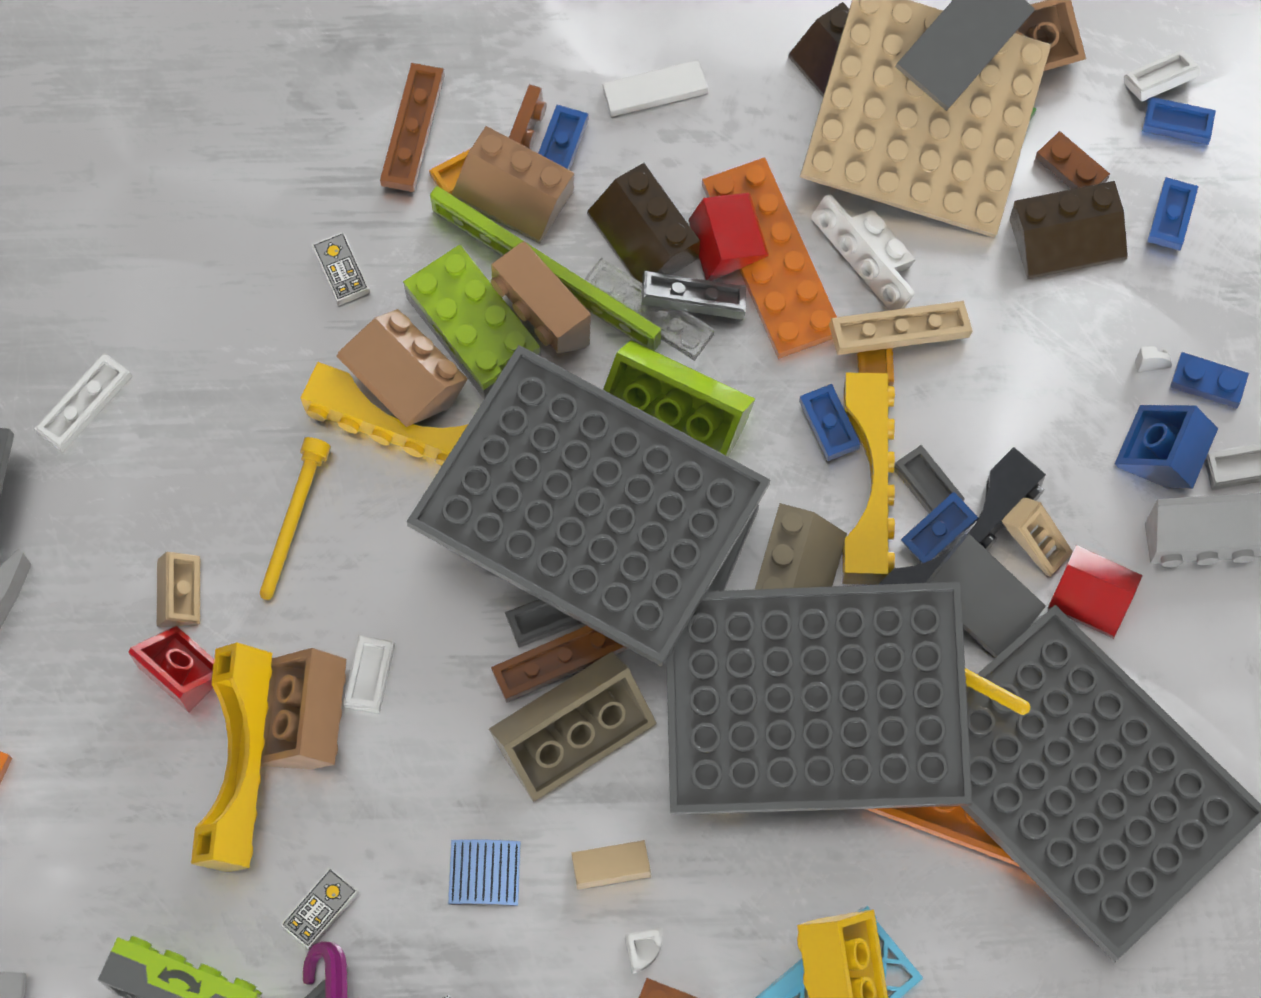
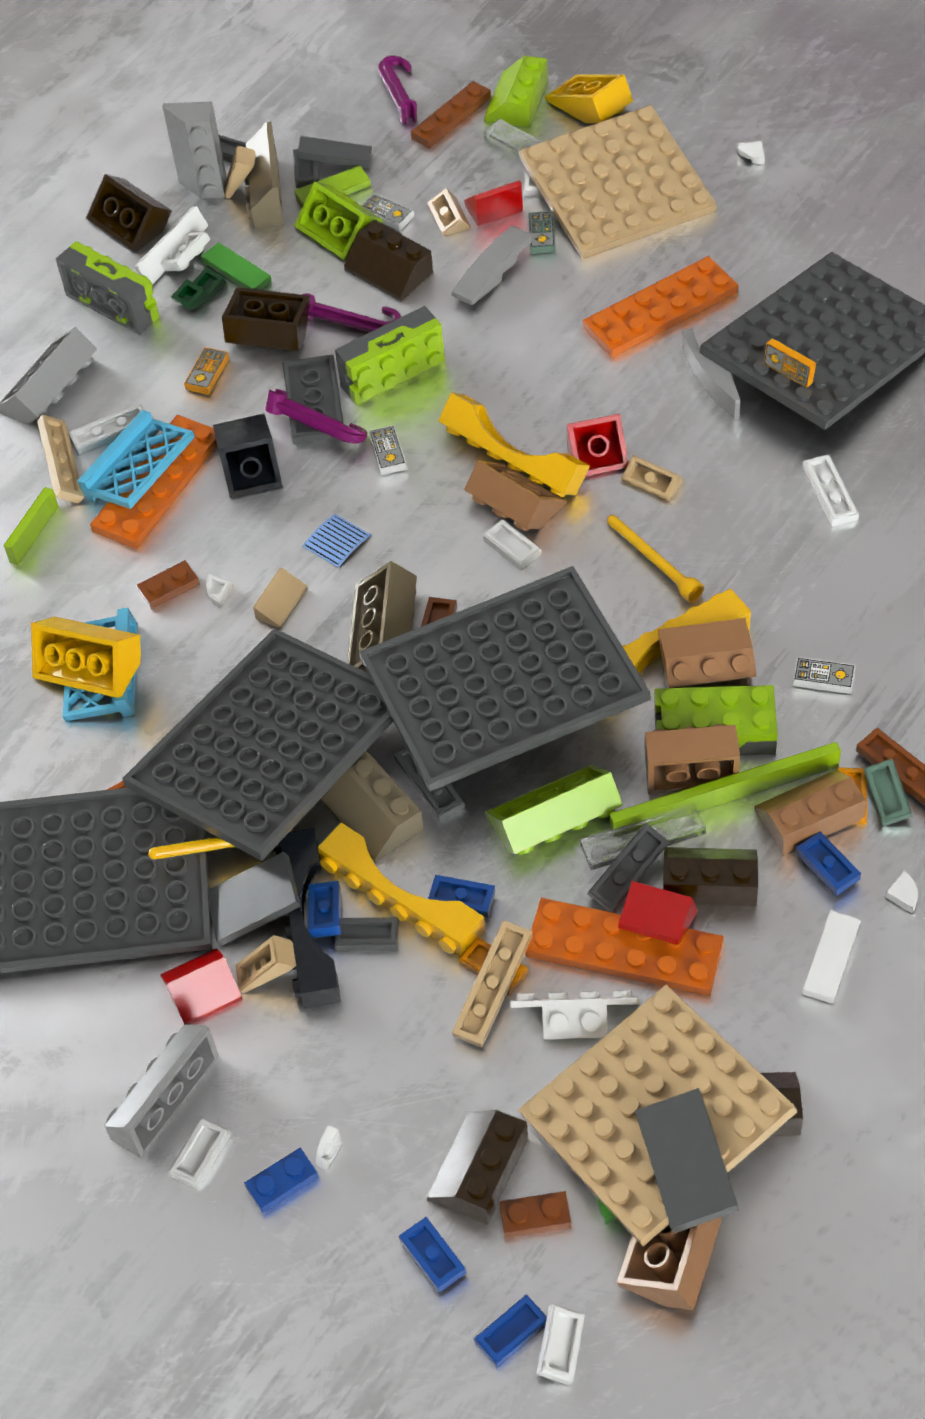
camera: 130 degrees right, 15 degrees down
(448, 132) = (888, 792): none -> sand green tile
(530, 111) = (861, 846): dark orange plate -> none
(544, 69) = (904, 892): none -> white tile
(1167, 444) = (255, 1103): blue slope -> none

